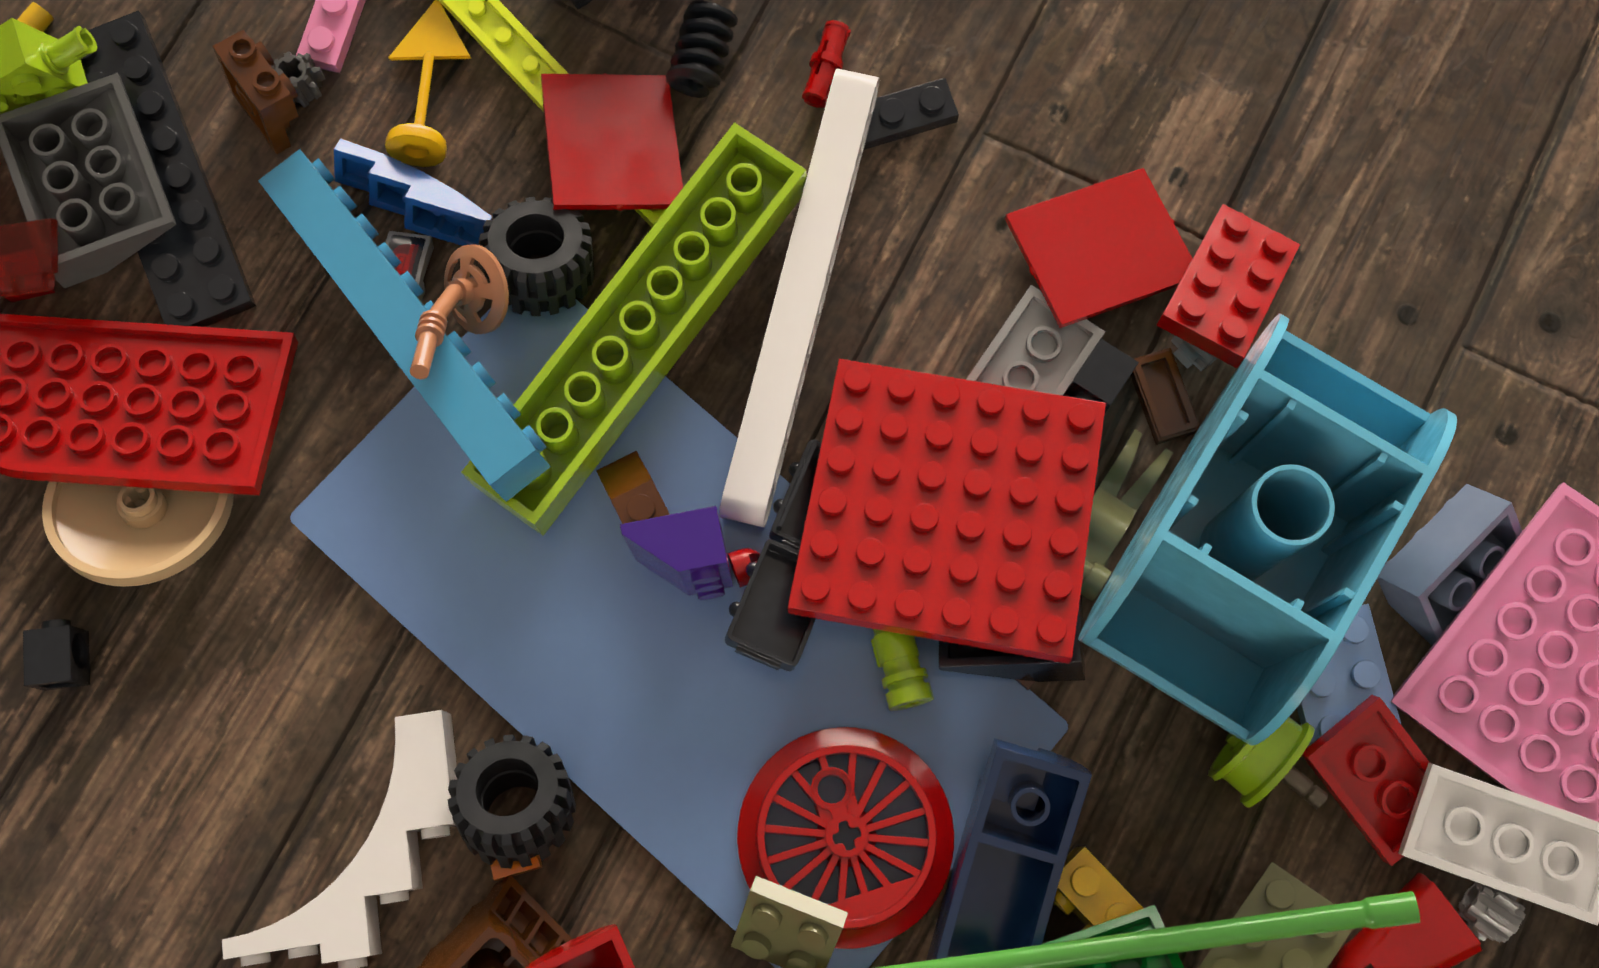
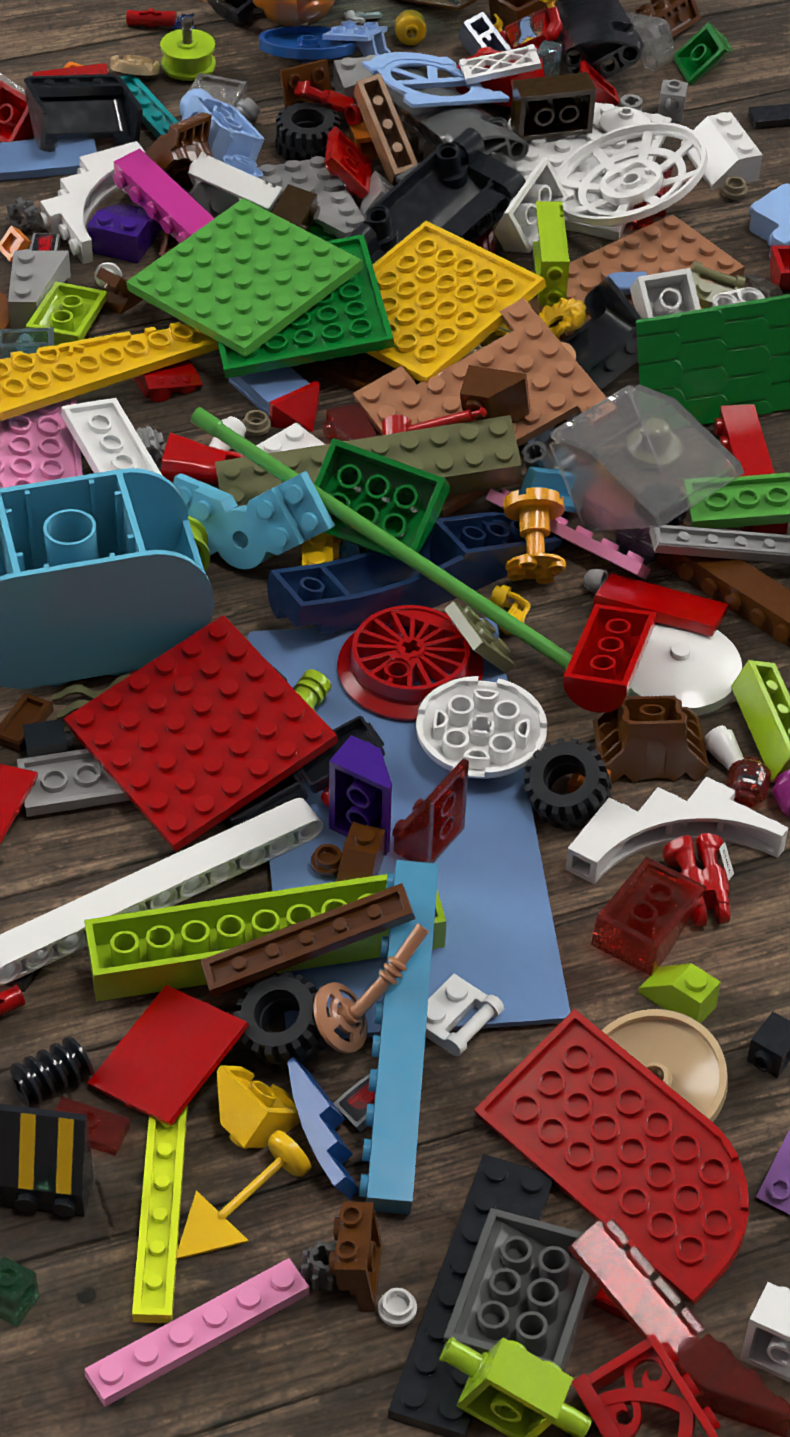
camera: 140 degrees left, 30 degrees down
(199, 643) = (683, 990): none -> lime slope
(207, 102) = (397, 1307): none -> white plate
(270, 807) = (681, 854): none -> red piece
(271, 860) = (726, 861): none -> white sticker
(292, 702) = (647, 915): none -> clear red slope
(408, 419) = (450, 1006): none -> white plate
(490, 162) = (252, 1108): none -> yellow slope
(550, 309) = (307, 939): none -> reddish brown plate
(601, 602) = (434, 819): none -> clear red slope
(619, 781) = (482, 722): none -> white brick
(626, 42) = (105, 1128): none -> clear red plate
(677, 482) = (326, 860): none -> reddish brown plate
(1189, 872) = (270, 520): none -> medium azure plate

